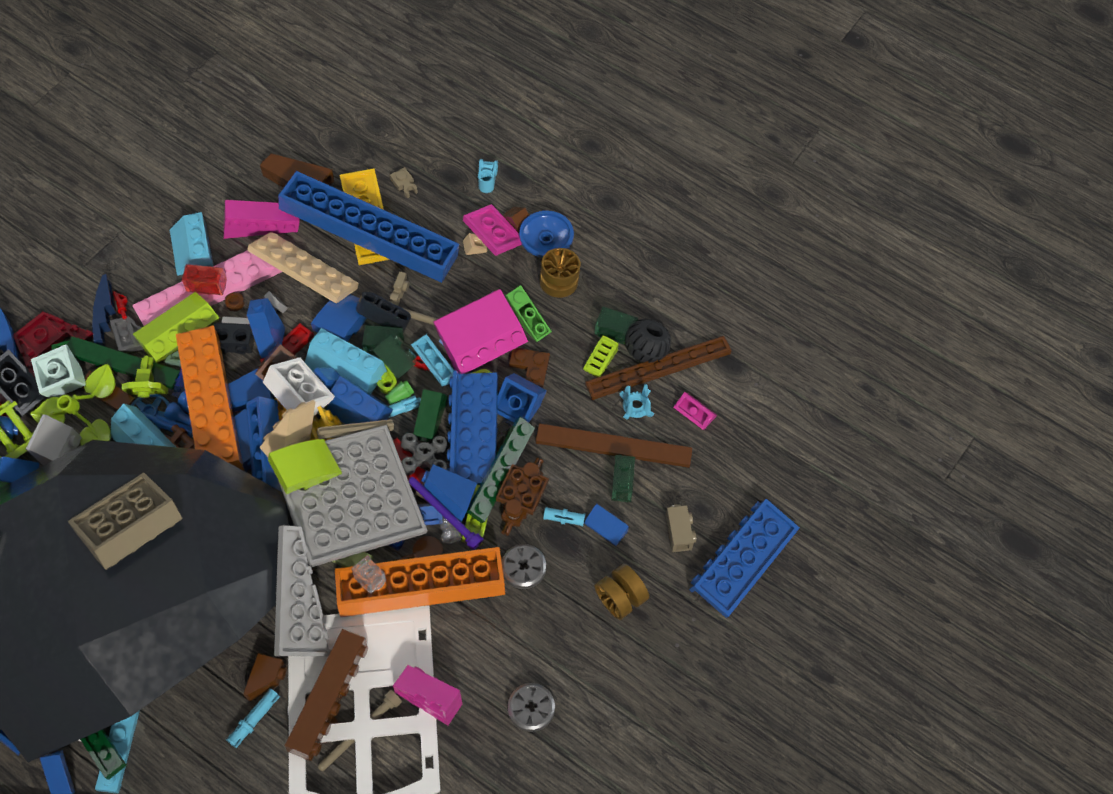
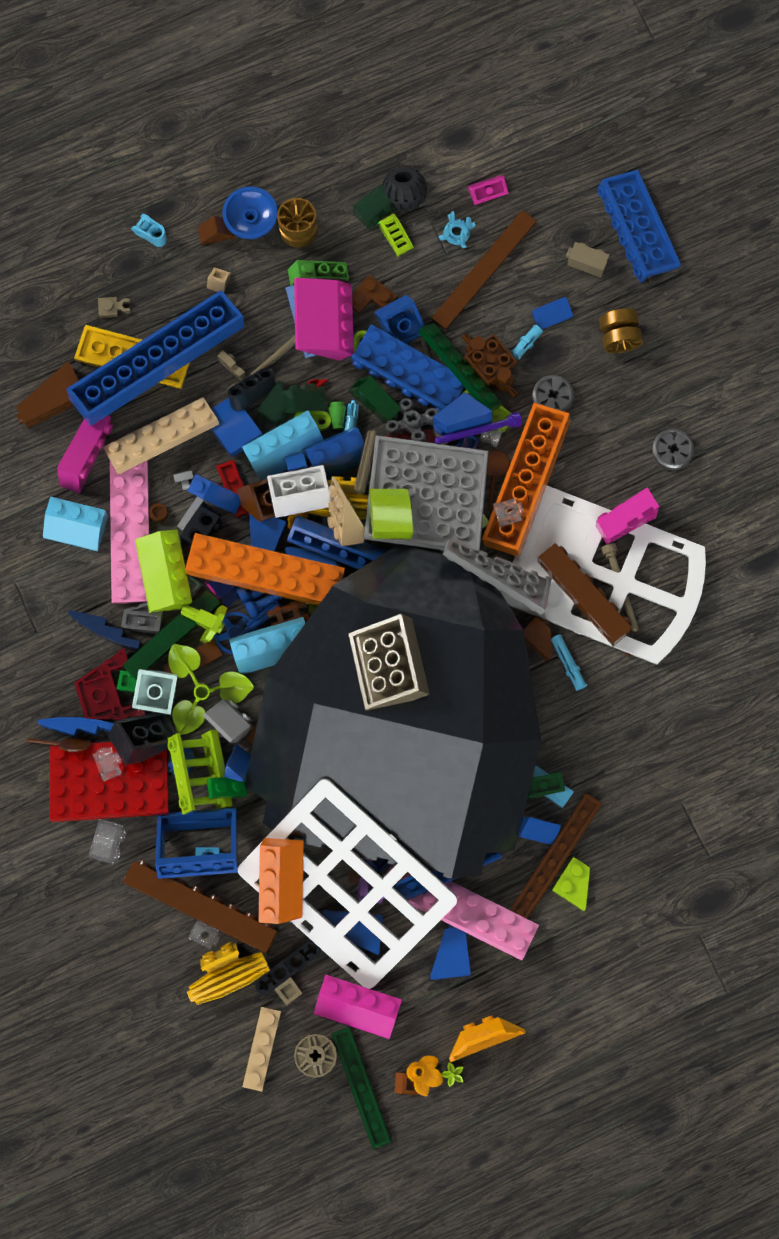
camera: 60 degrees left, 15 degrees up
(121, 301) = (101, 611): red hand -> none
(204, 279) = (129, 524): clear red brick -> none
(433, 359) = (322, 371): medium azure slope -> none
(492, 229) = (216, 255): dark pink plate -> none
(623, 478) = (521, 278): clear green brick -> none
(648, 371) = (430, 206): reddish brown tile -> none

